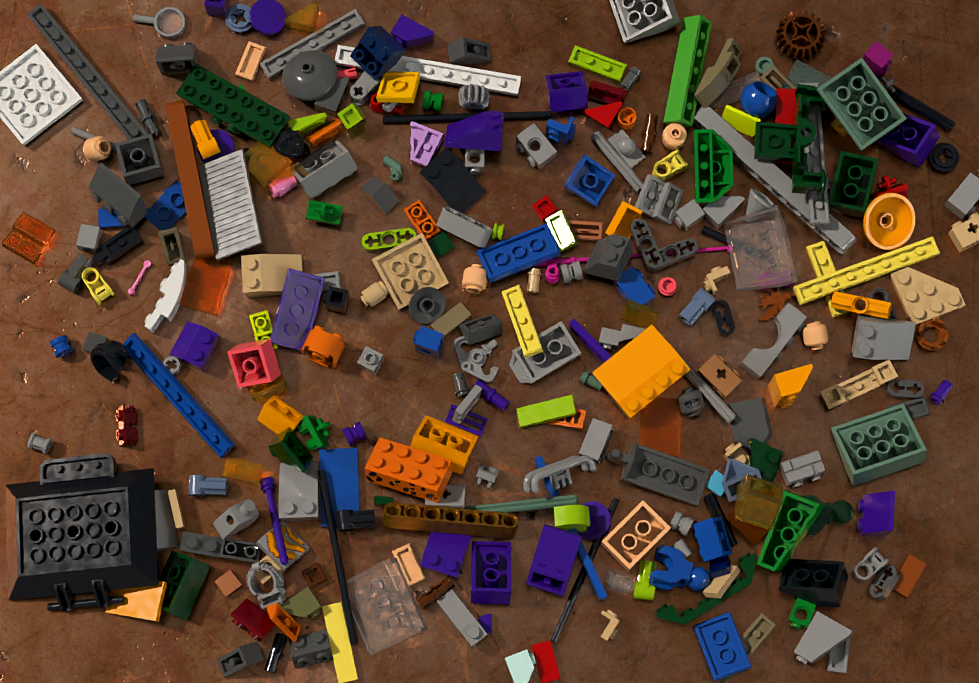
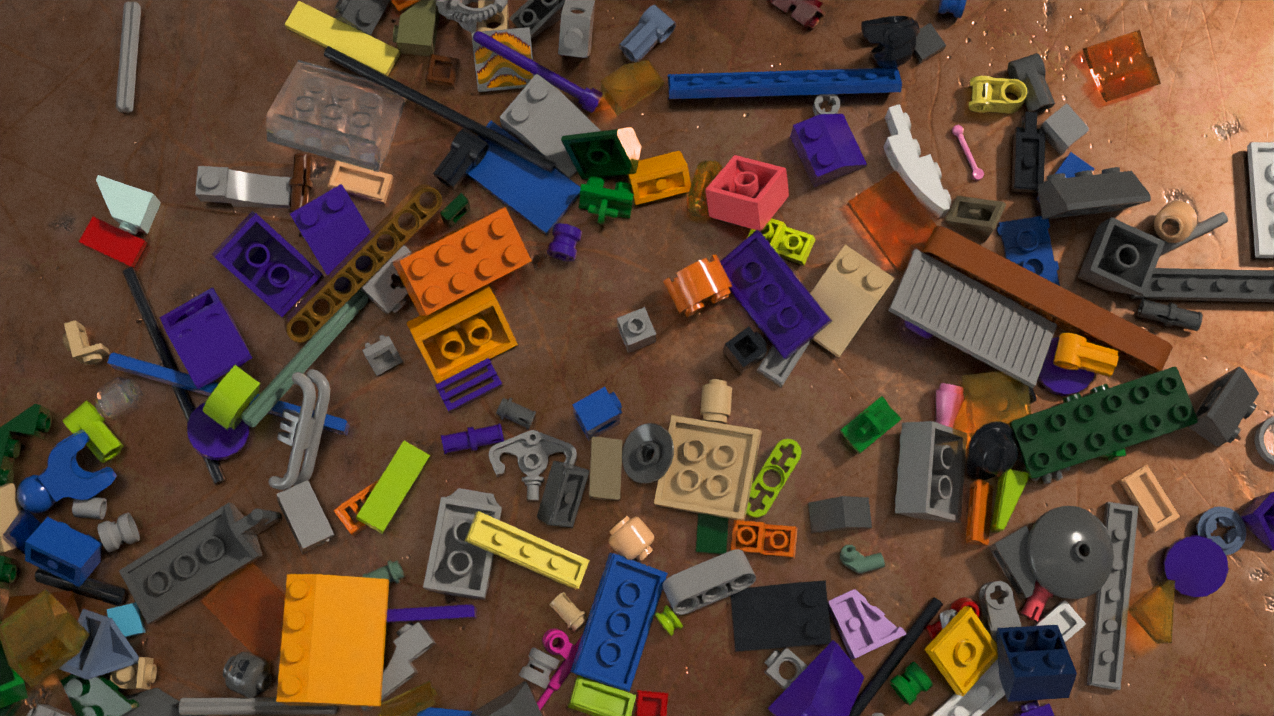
camera: 125 degrees right, 0 degrees up
(351, 115) = (972, 560): lime brick -> none
(467, 404) = (482, 397): light grey tile -> none
(486, 623) = (217, 212): dark purple tile -> none
(635, 535) = (150, 462): light nougat brick -> none

